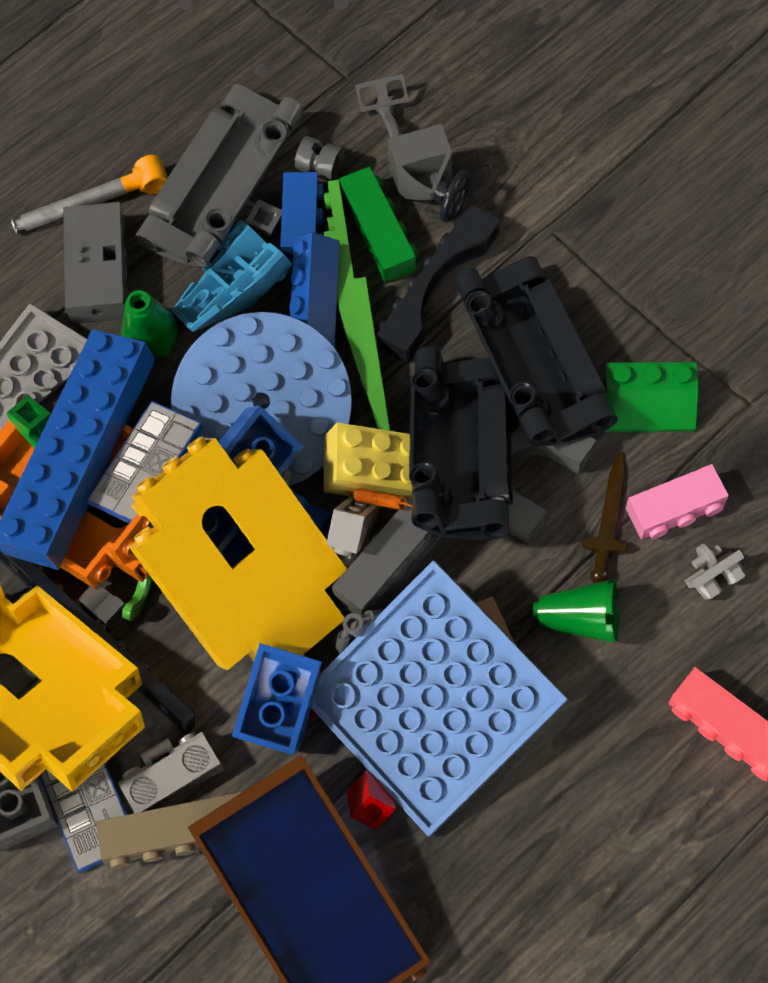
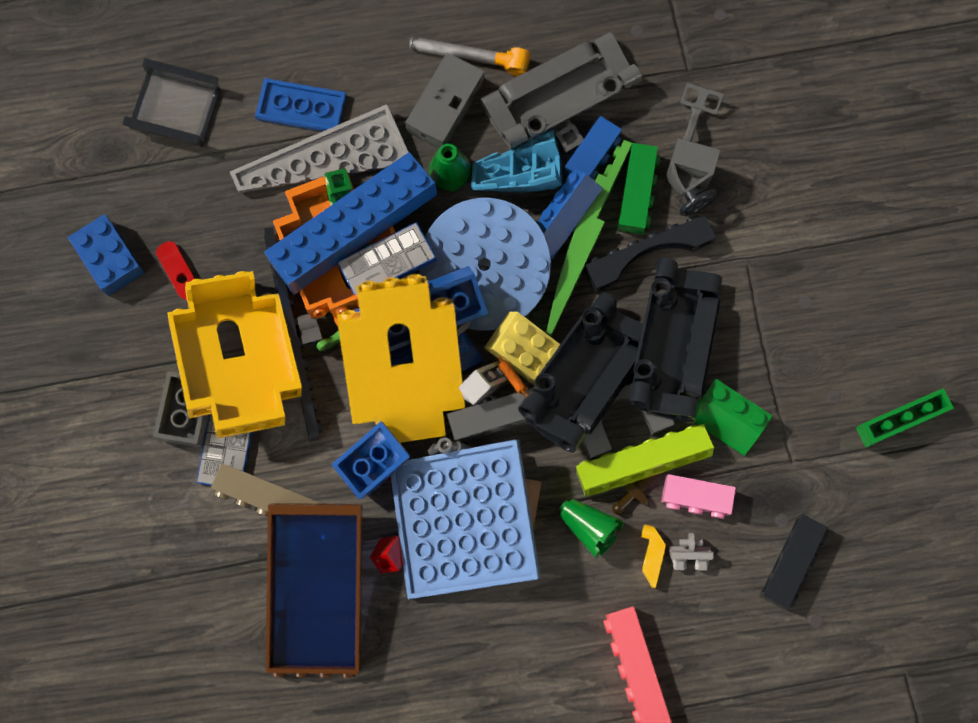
camera: 30 degrees right, 10 degrees up
(171, 777) = (273, 462): light grey piece -> none
(315, 157) = (632, 122): dark grey wheel -> none
(590, 503) = (644, 460): none -> lime brick
(674, 599) = (653, 554): none -> yellow piece

